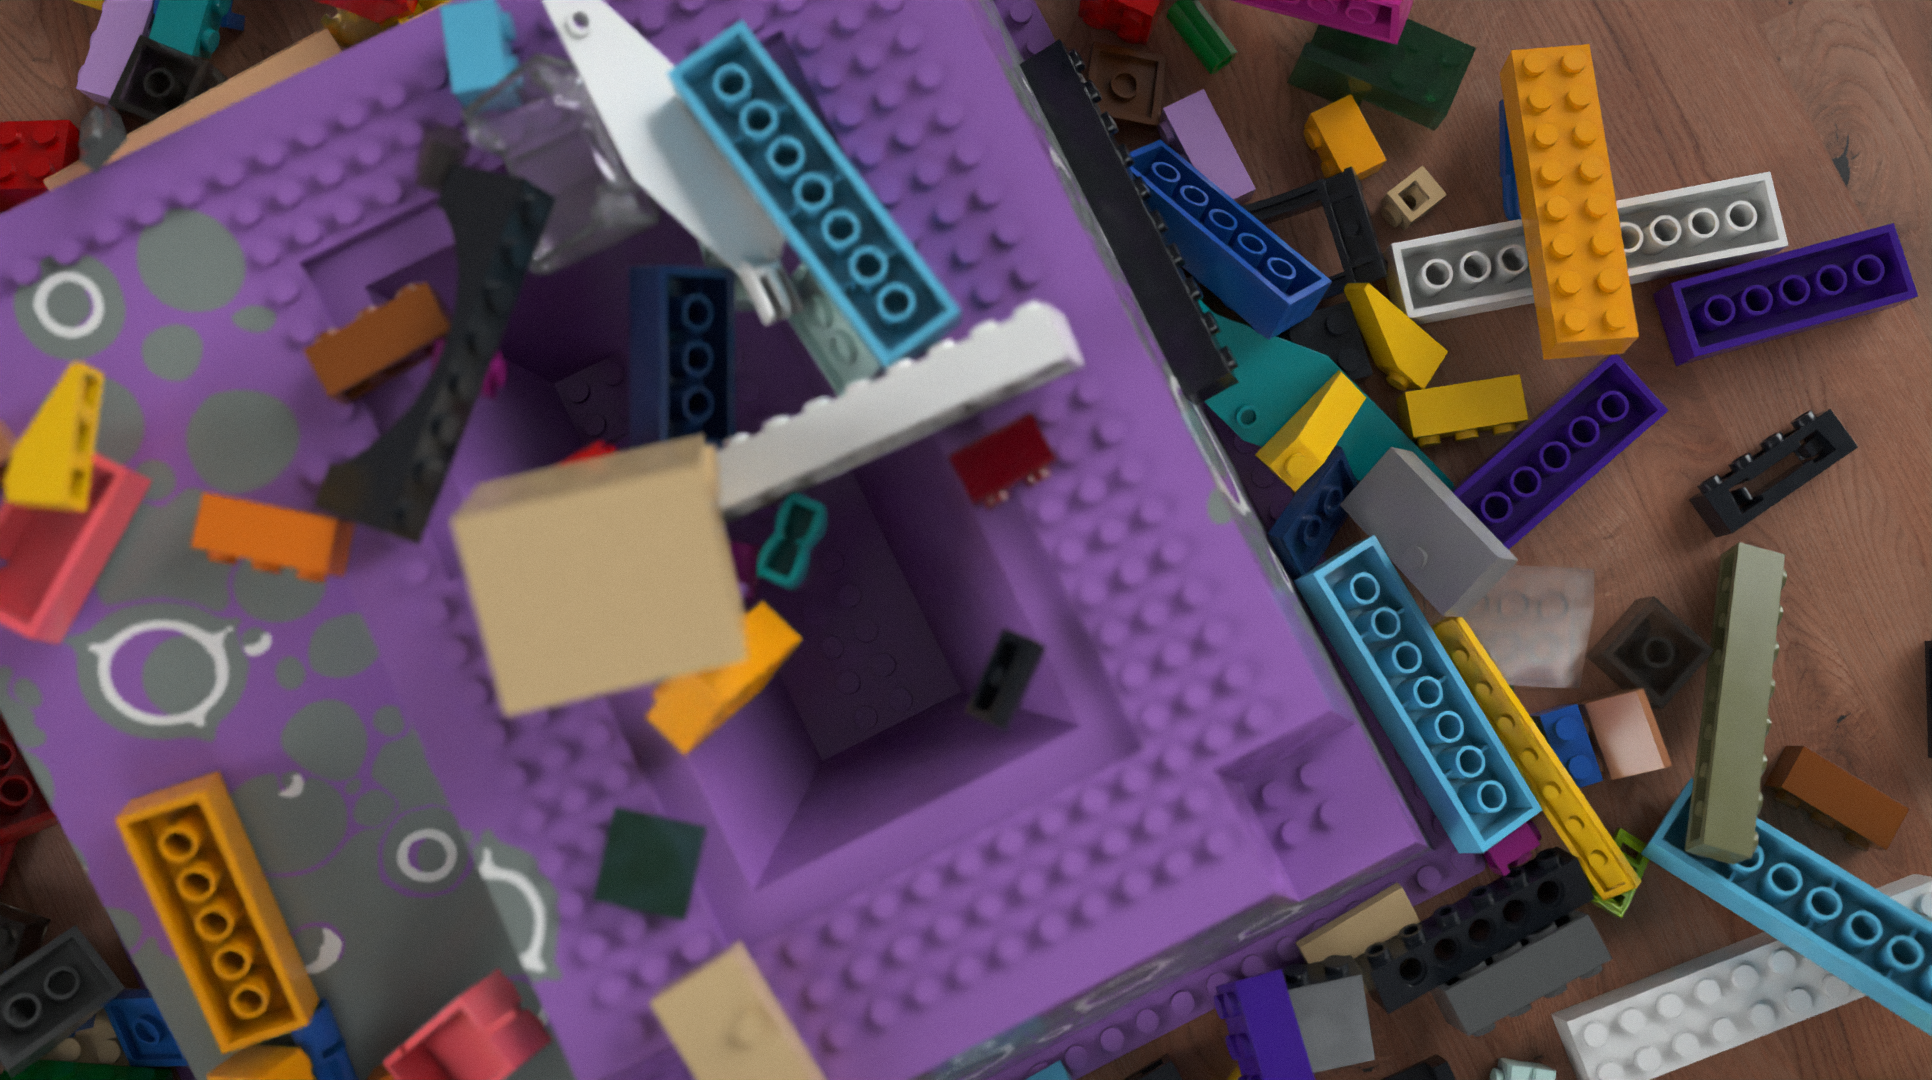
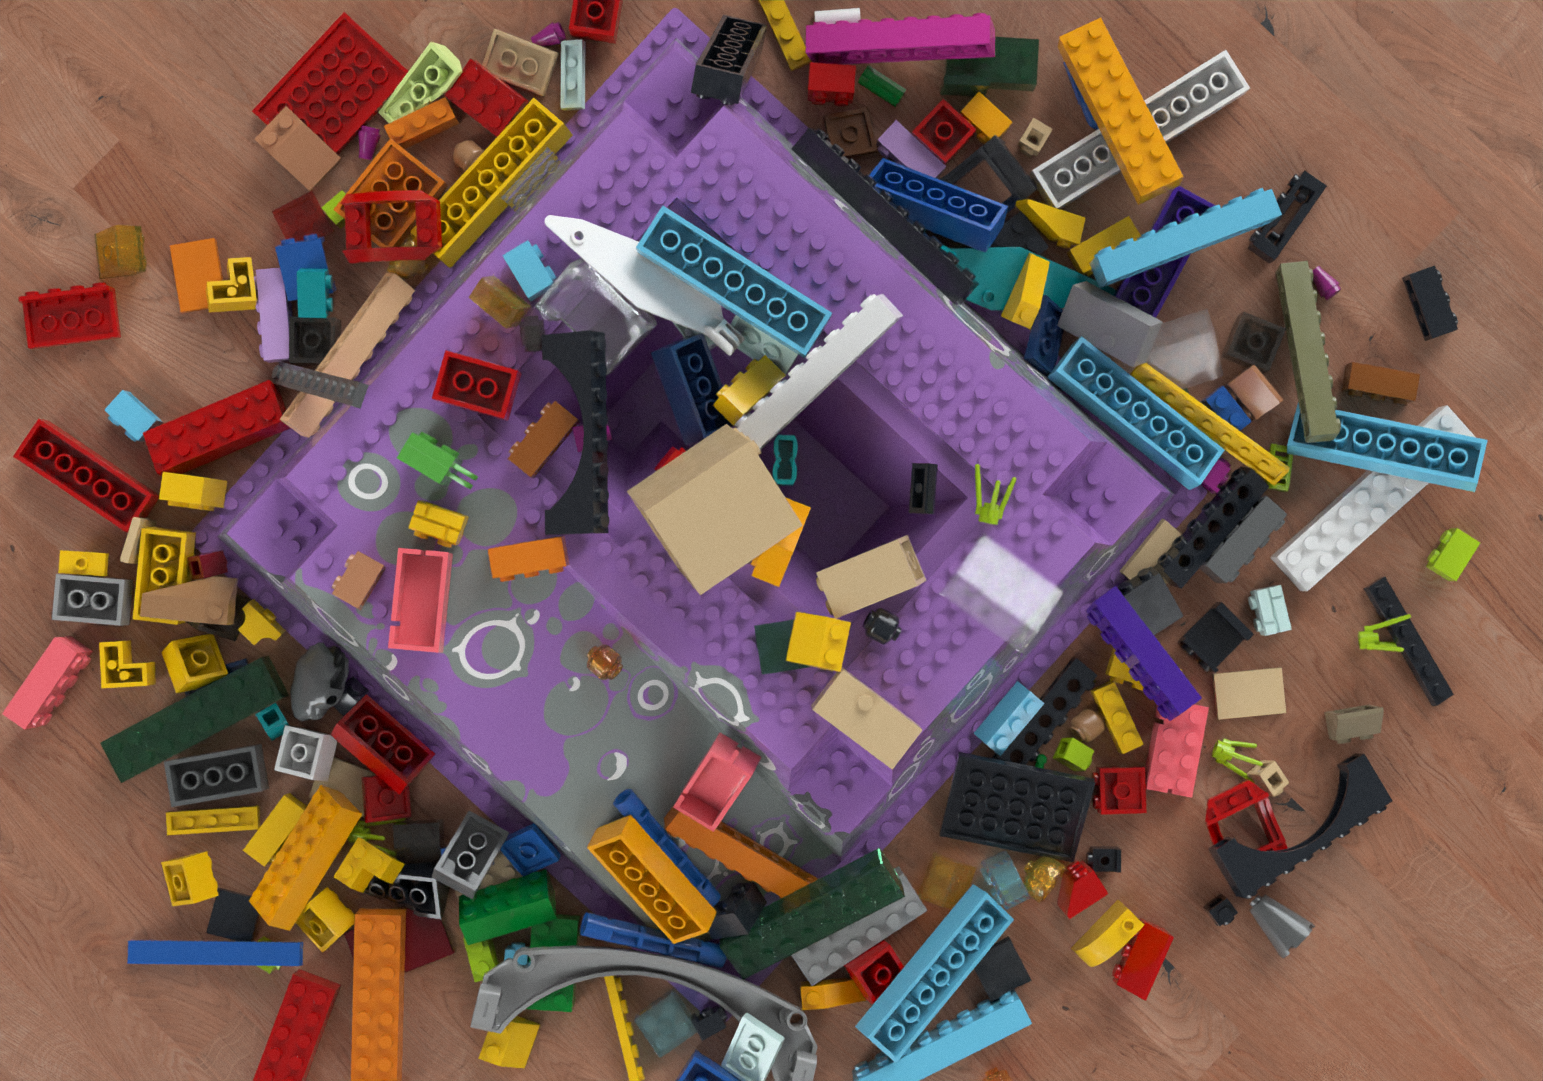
camera: 25 degrees left, 5 degrees up
(57, 451) = (413, 557): yellow slope -> none
(147, 418) = (438, 523): none -> yellow brick
(175, 304) = (434, 461): none -> bright green brick
(218, 911) = (565, 760): light orange brick -> none
(306, 207) = (476, 385): none -> red brick
(348, 769) = (604, 662): none -> clear orange head
(404, 82) = (499, 301): none -> clear yellow brick
(711, 881) = (818, 641): none -> yellow slope
(770, 390) = (747, 389): none -> yellow brick
(837, 897) = (882, 626): none -> black head
(852, 802) = (870, 577): none -> tan slope
(1003, 461) = (880, 379): dark red brick -> none
(1074, 922) = (1001, 593): none -> clear slope
(1108, 767) = (989, 512): none -> lime plant
(1273, 135) = (944, 132): none -> red brick
(1605, 438) = (1185, 238): none -> medium azure brick
(1785, 294) = (1258, 114): dark purple brick -> none
(1799, 603) = (1325, 284): none -> magenta cone

